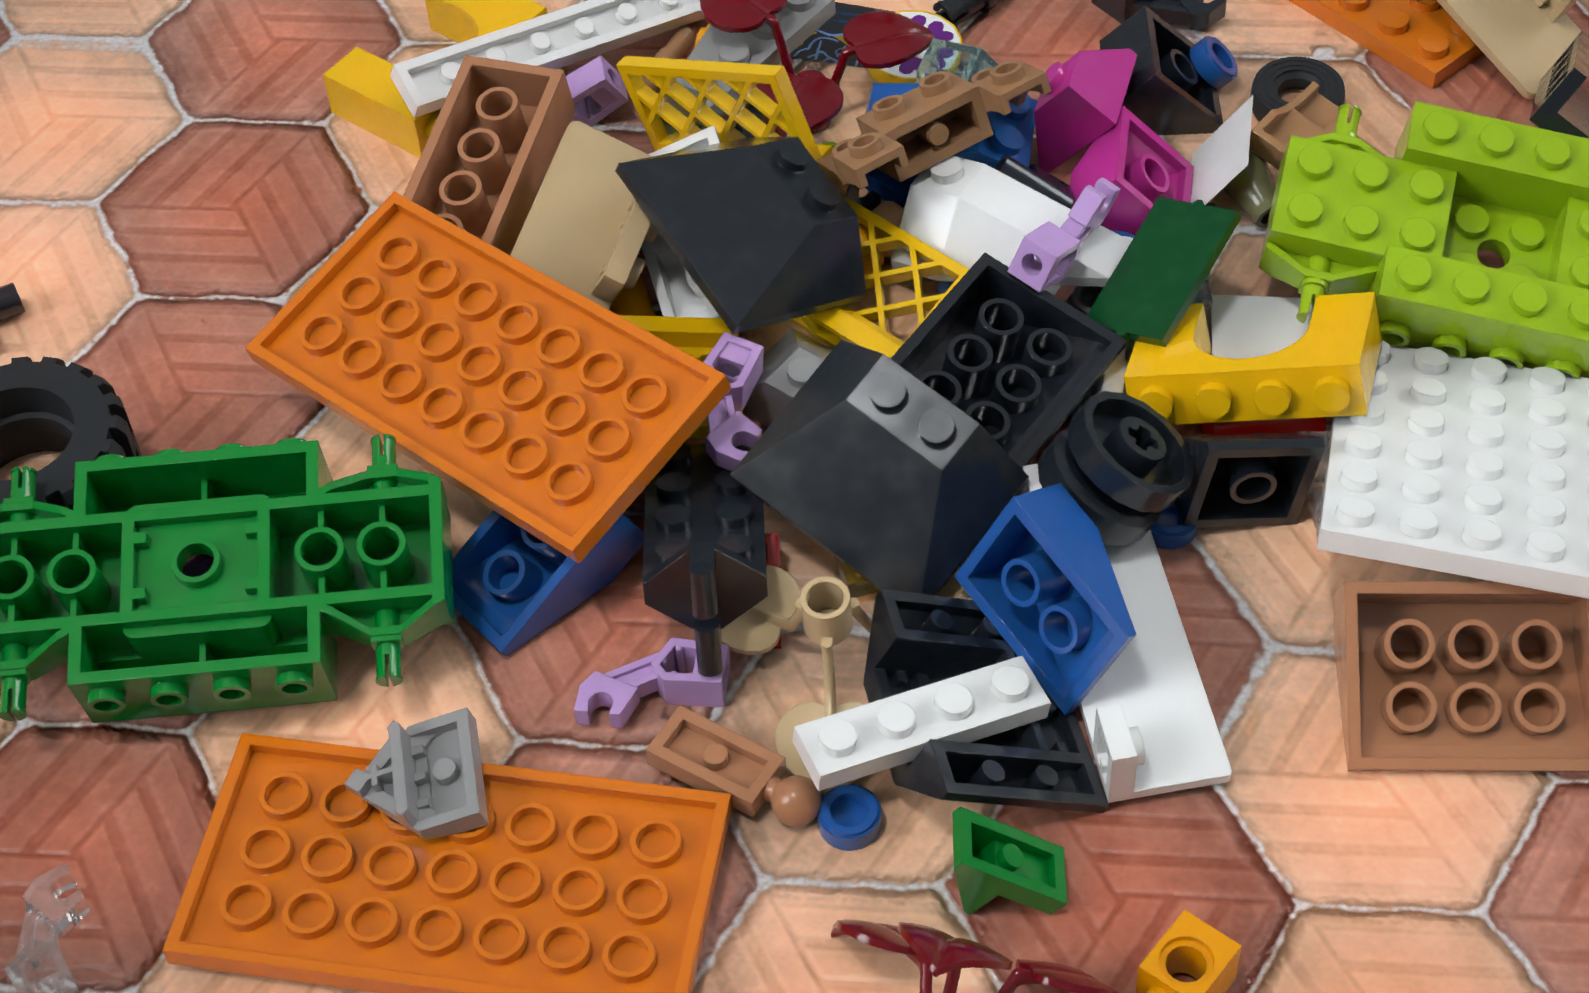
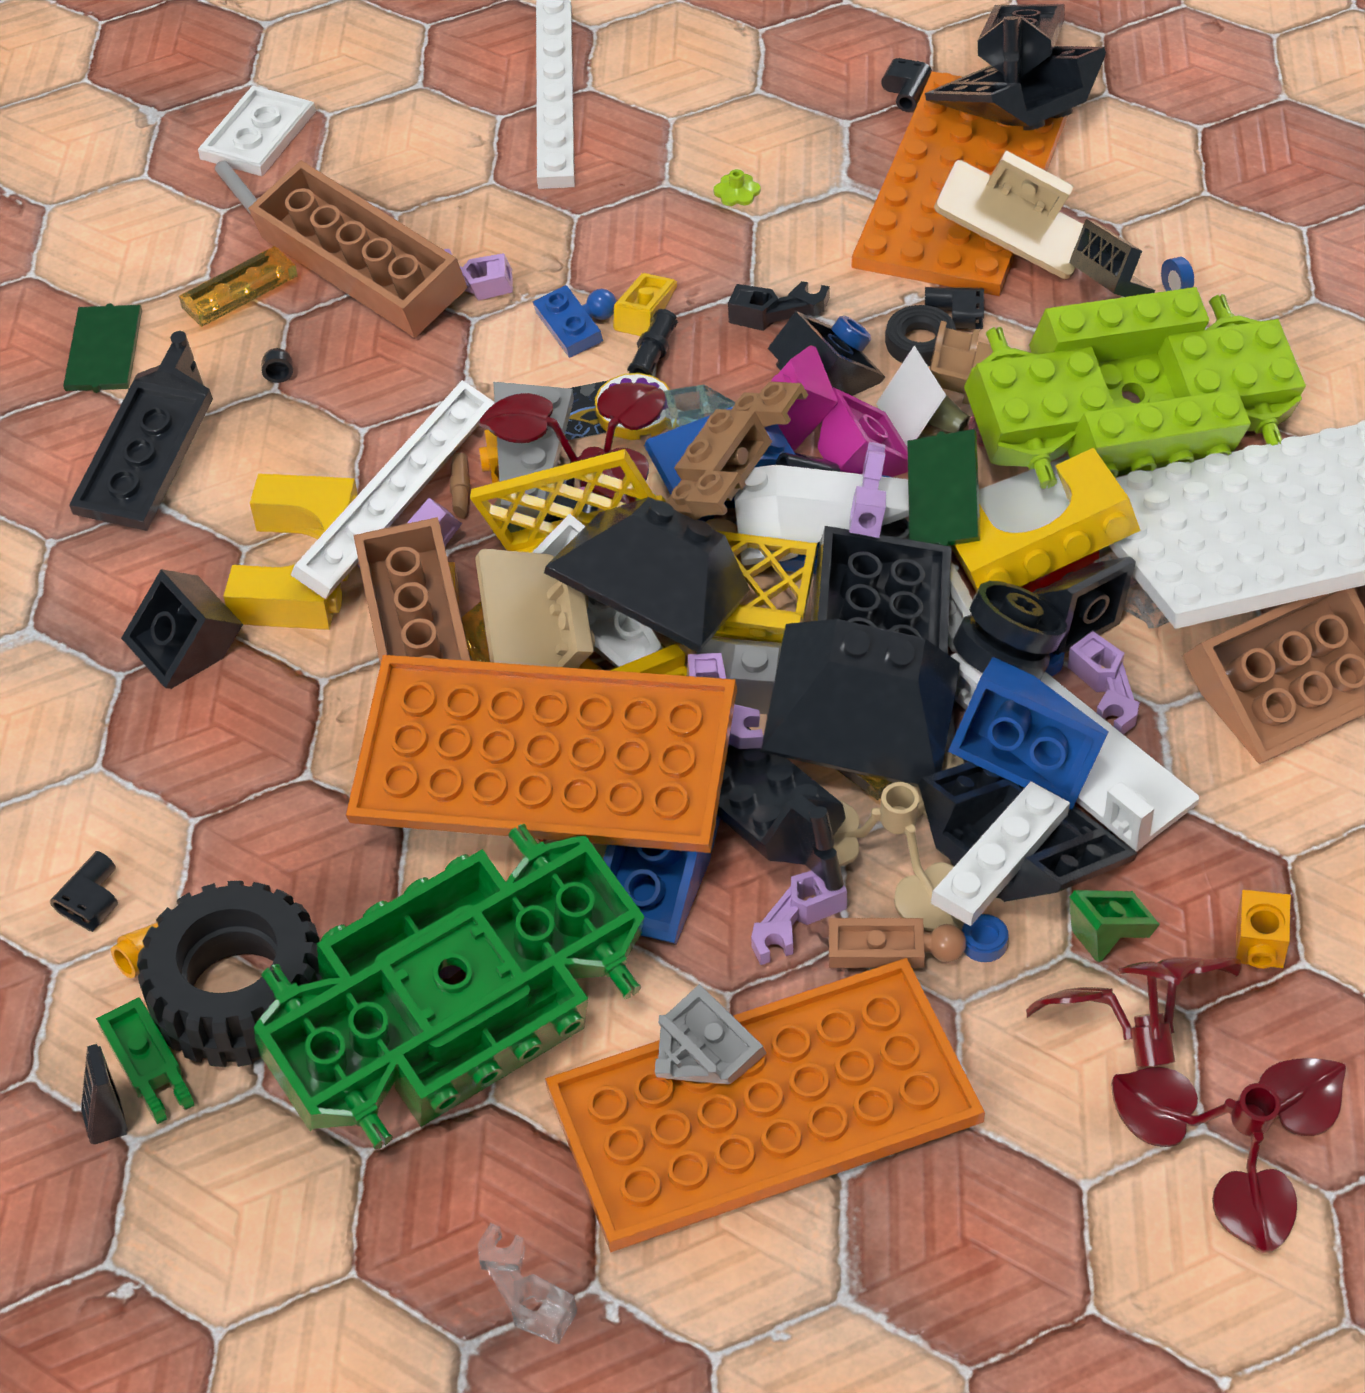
camera: 30 degrees left, 0 degrees up
(271, 92) = (180, 628): none -> black slope
(1216, 544) = (1086, 663): none -> lavender piece
(1371, 79) = (961, 302): none -> black piece

